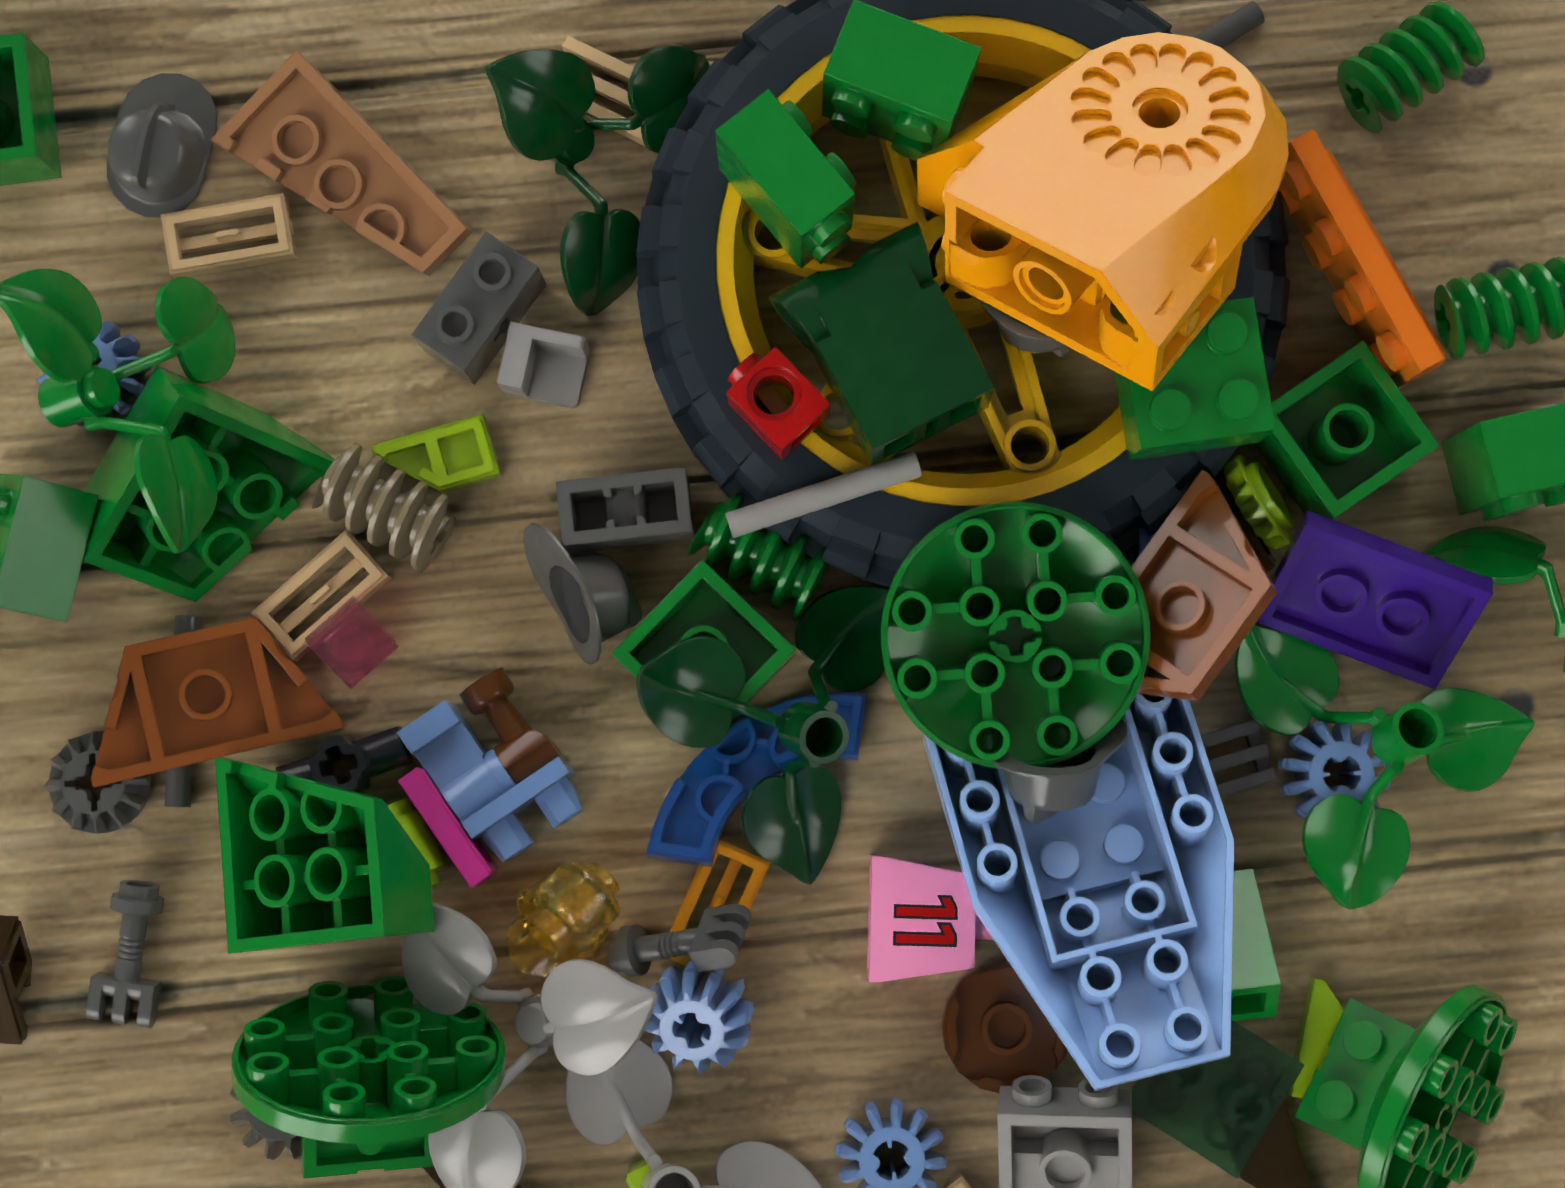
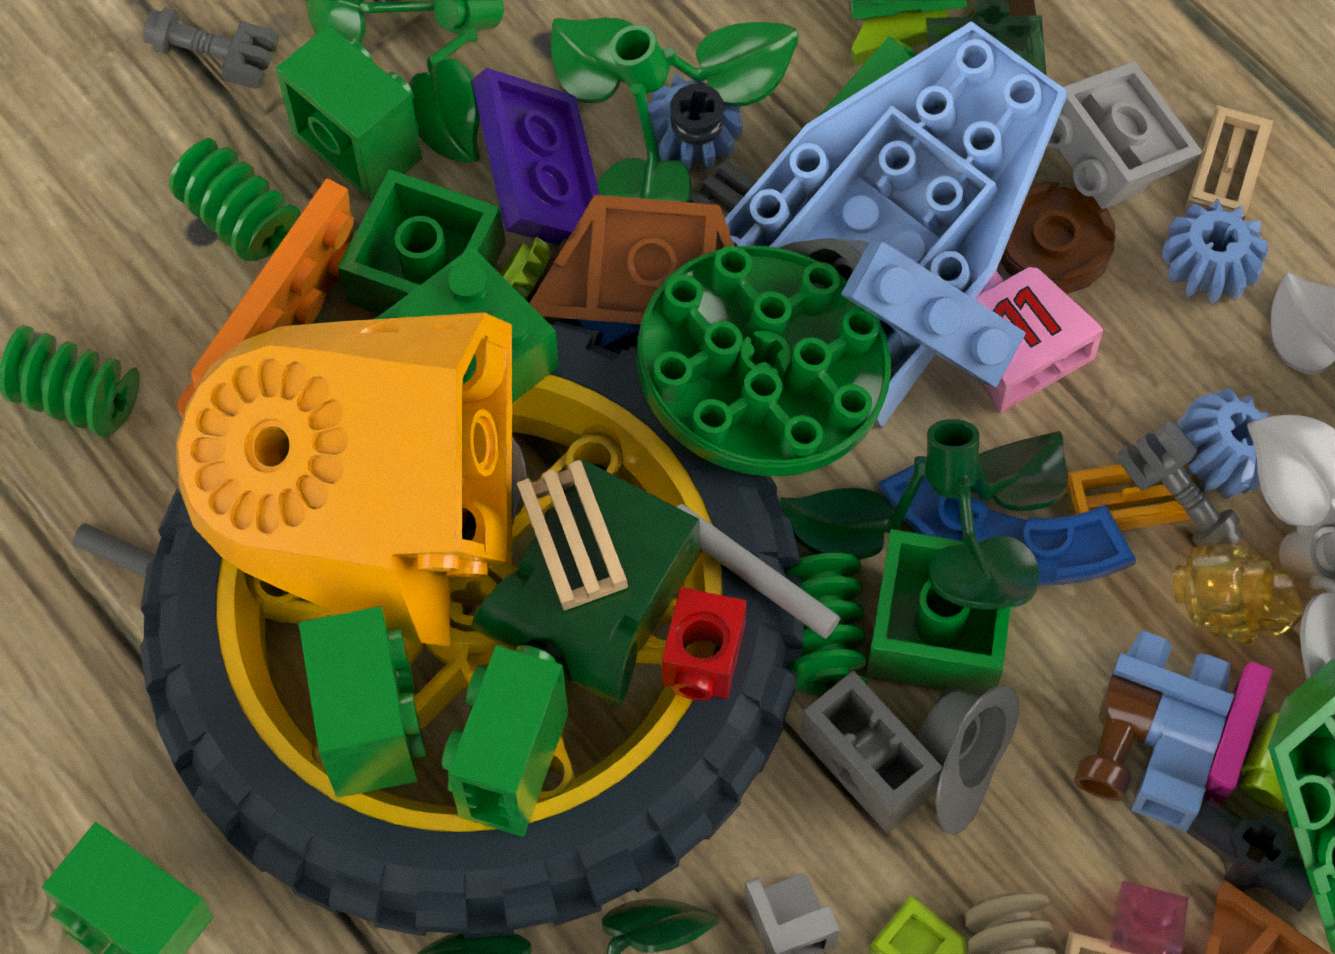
camera: 125 degrees left, 20 degrees down
(930, 305) = (553, 485): none -> tan tile
(962, 814) = (933, 313): none -> medium blue plate
(1345, 762) = (682, 106): none -> black bush

